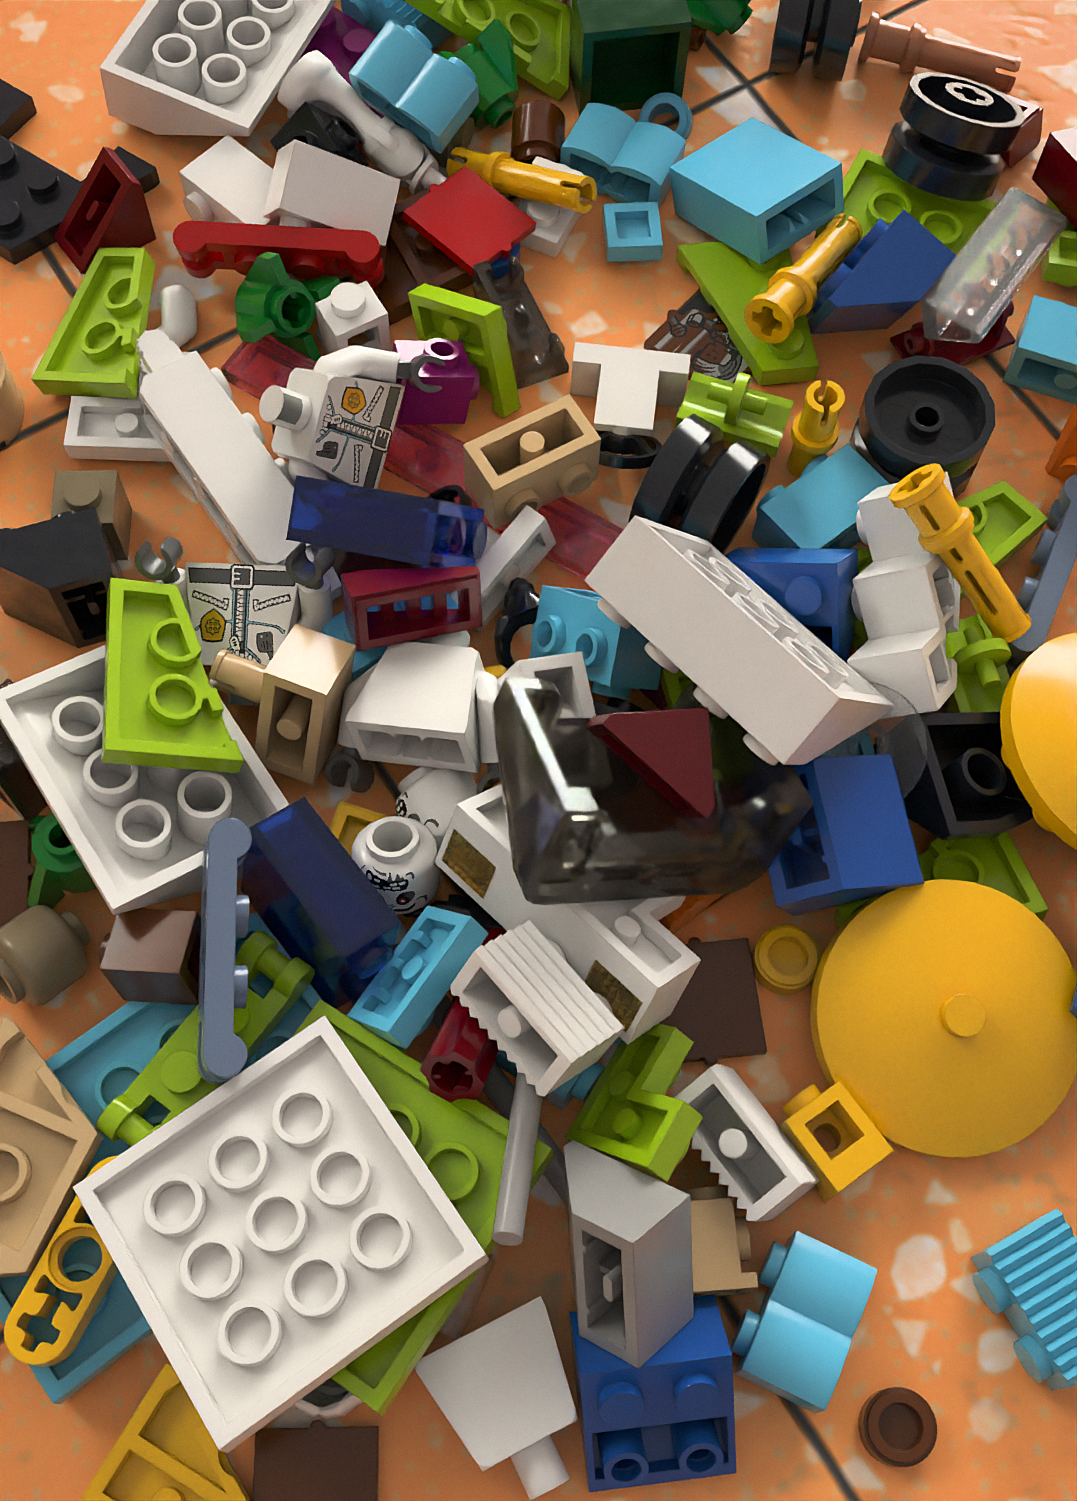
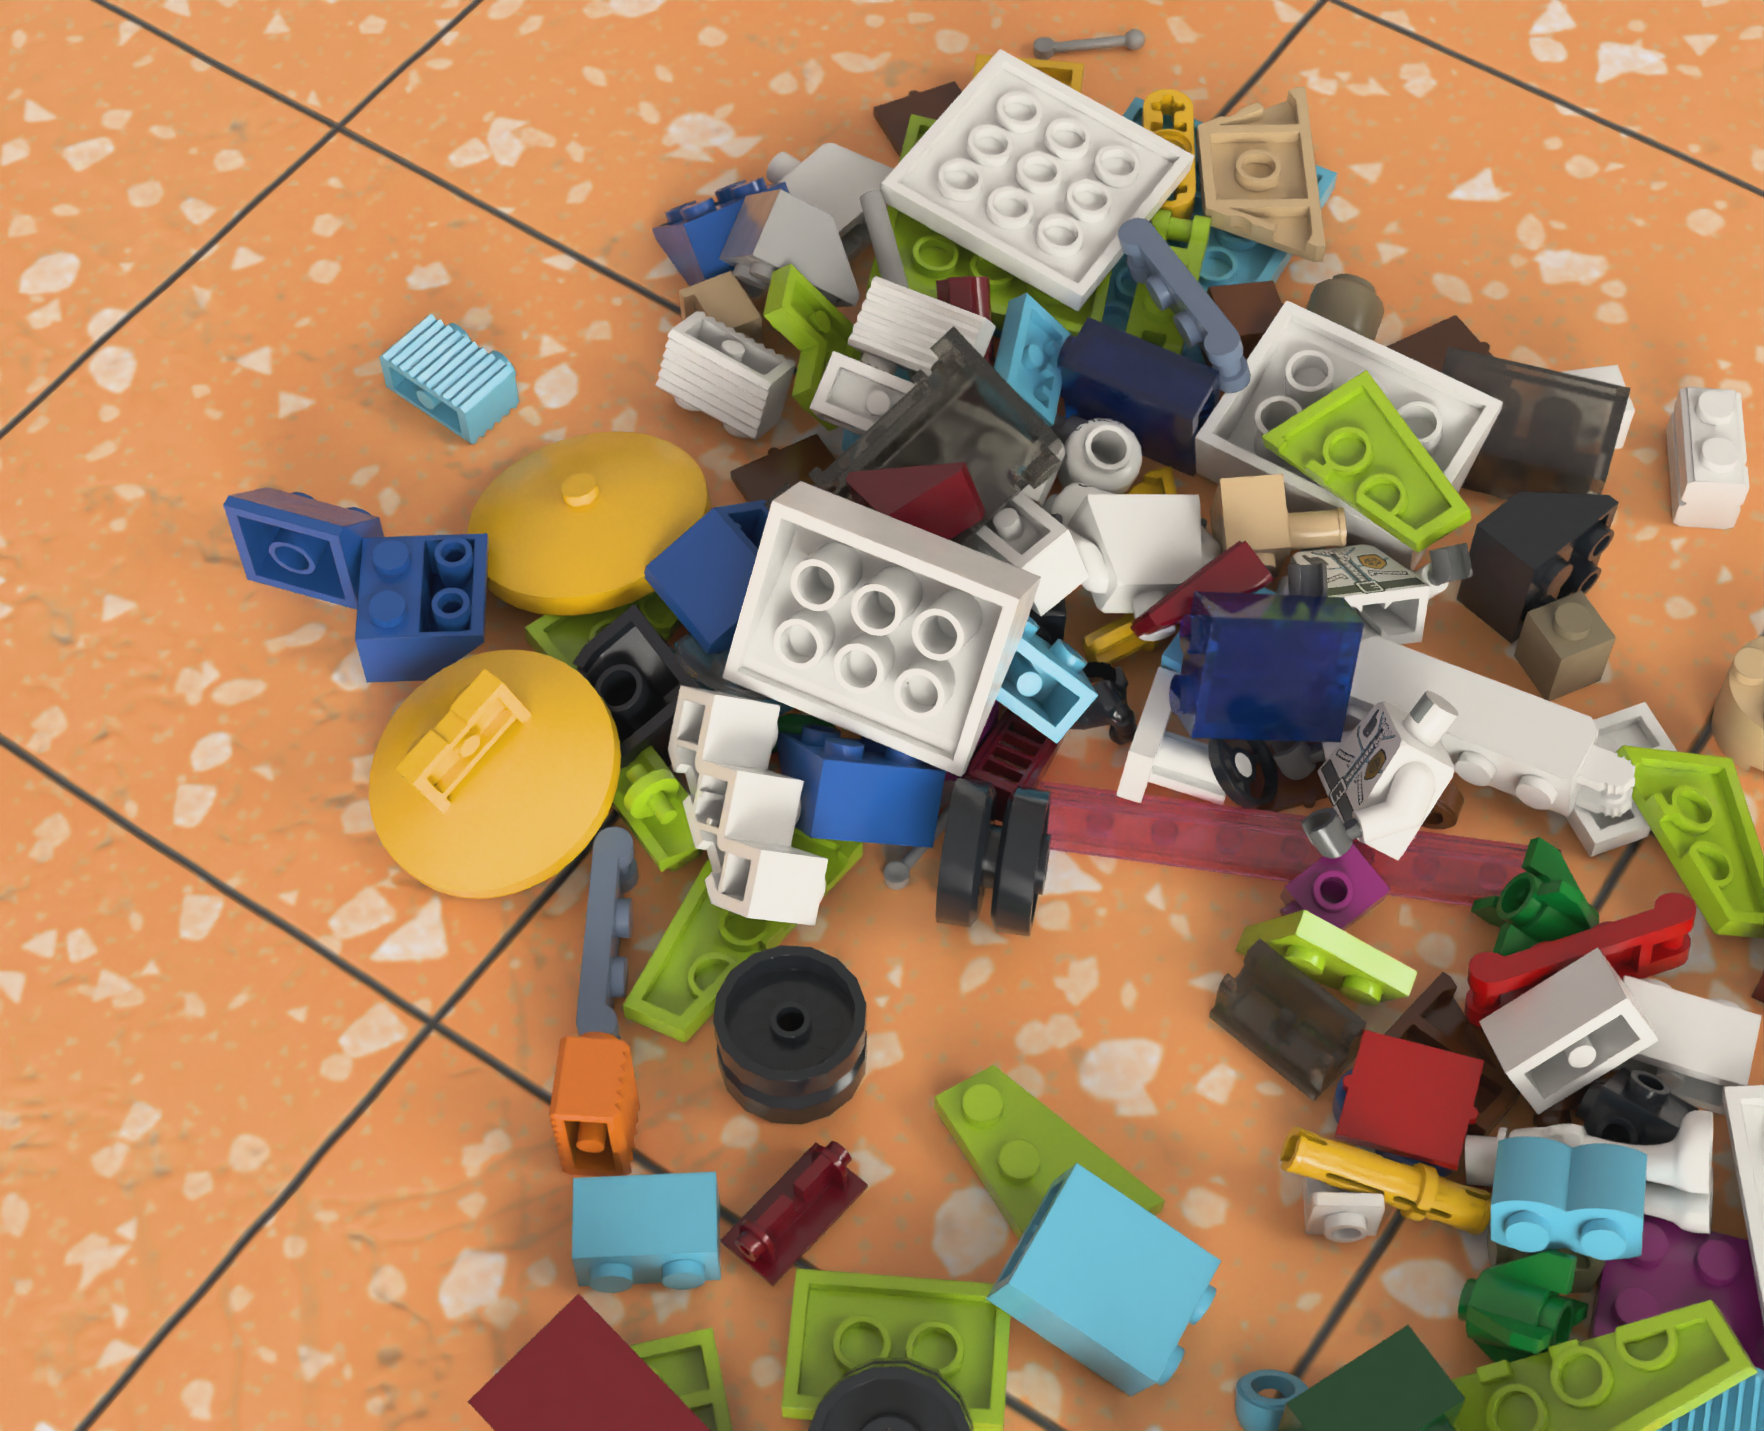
camera: 160 degrees right, 10 degrees down
(178, 314) = (1641, 877): white arm -> none
(349, 312) = (1454, 931): white brick -> none
(532, 461) = (1174, 816): tan brick -> none
(537, 131) = (1404, 1272): reddish brown brick -> none
(623, 155) = (1292, 1293): medium azure brick -> none
(627, 390) = (1131, 976): white piece -> none
(632, 231) = (1226, 1196): medium azure plate -> none
(702, 334) = (1085, 1094): piece -> none
(737, 410) = (1000, 987): lime hips -> none
(794, 288) = (997, 1136): yellow pin -> none
(804, 1320) = (635, 306): medium azure brick -> none
(816, 427) = (904, 976): yellow pin -> none
(818, 506) = (870, 916): medium azure brick -> none
(857, 1139) = (656, 407): yellow brick -> none
(880, 278) = (903, 1178): blue slope -> none
(897, 1427) = (544, 286): reddish brown tile -> none
(948, 532) = (725, 817): yellow pin -> none
(990, 268) = (775, 1260): clear slope -> none

